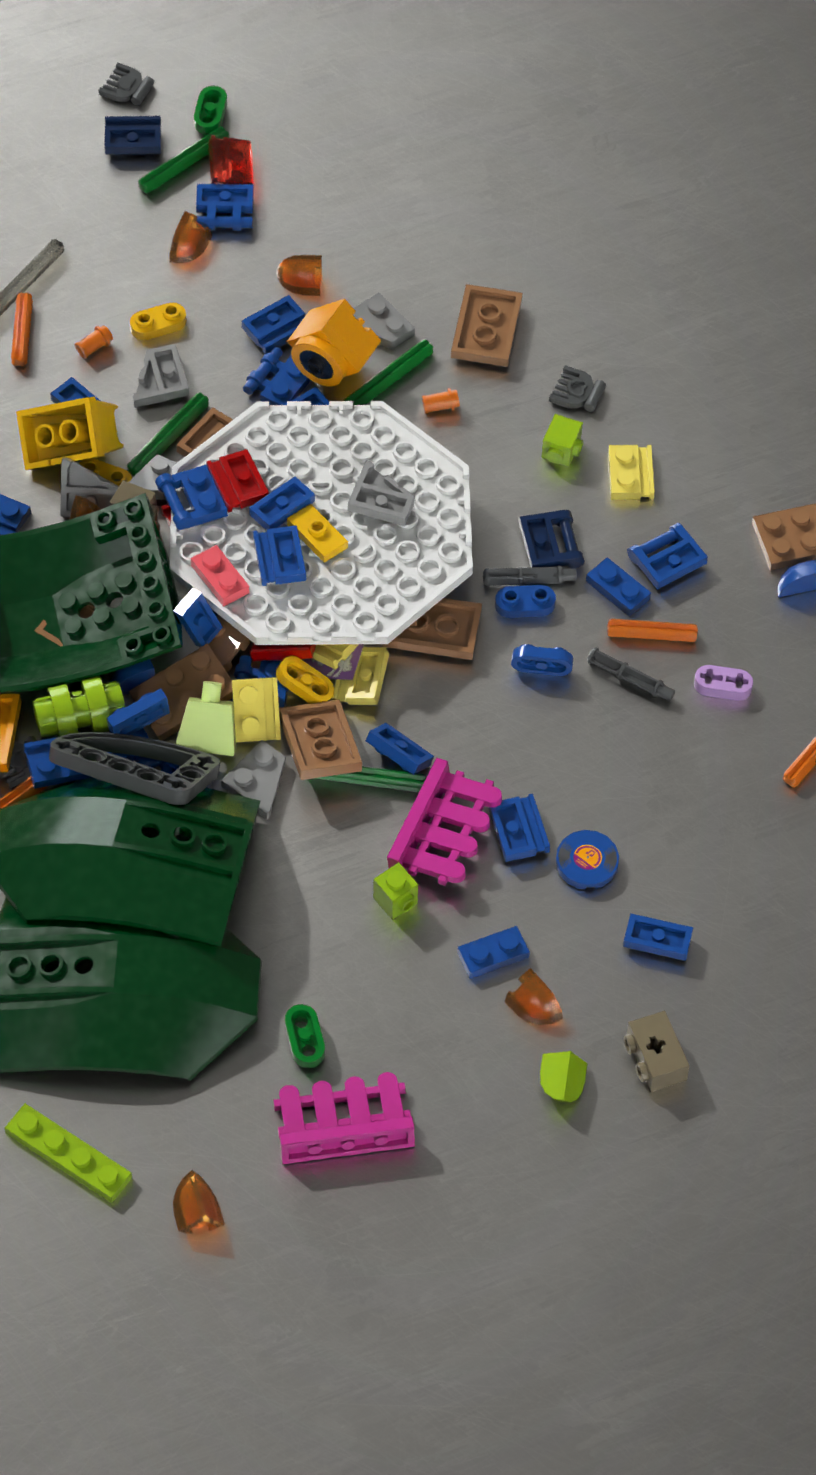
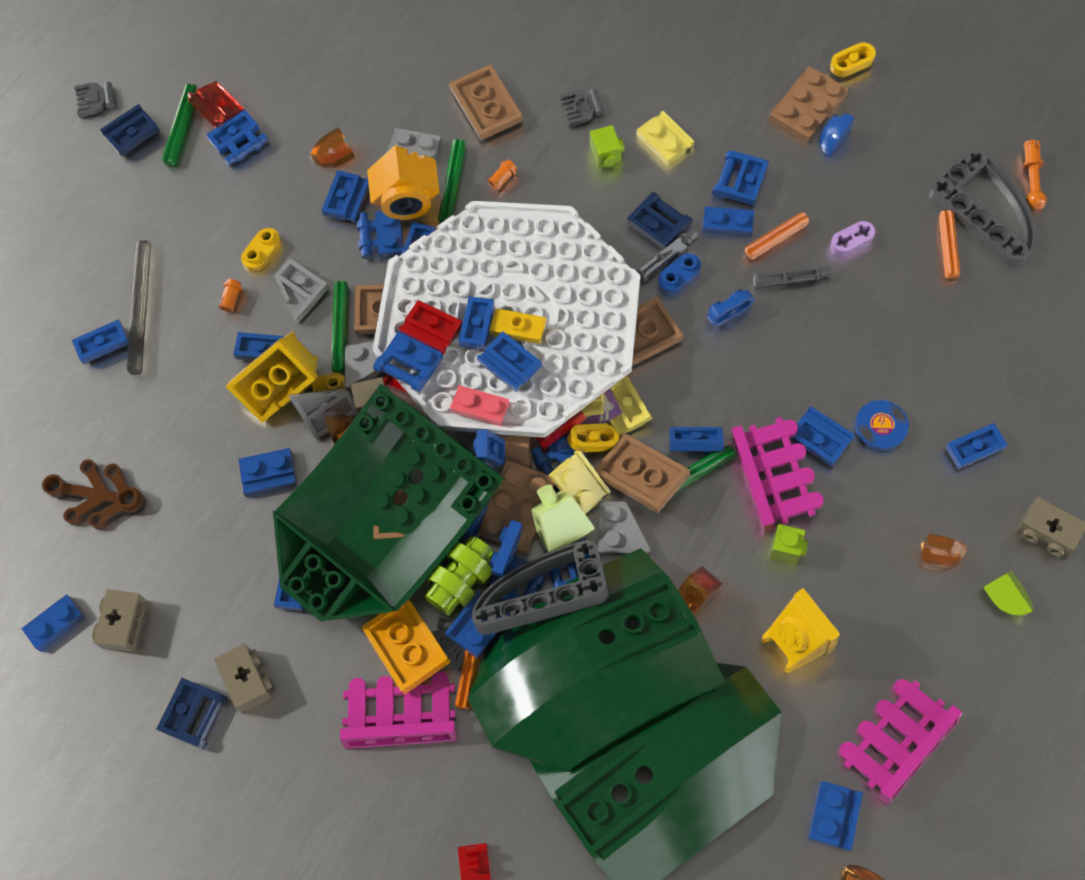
camera: 30 degrees left, 10 degrees up
(21, 329) = (170, 321): orange axle -> none
(189, 239) = (234, 177): clear orange brick -> none
(207, 114) = (168, 77): green plate -> none
(227, 1135) = (835, 816): none -> blue plate
(278, 868) = (699, 589): none -> clear orange brick
(306, 1038) = (823, 696): green plate -> none
(331, 962) = (802, 632): none -> yellow piece
(380, 497) = (538, 269): light grey wing -> none
(493, 952) = (883, 538): blue plate -> none

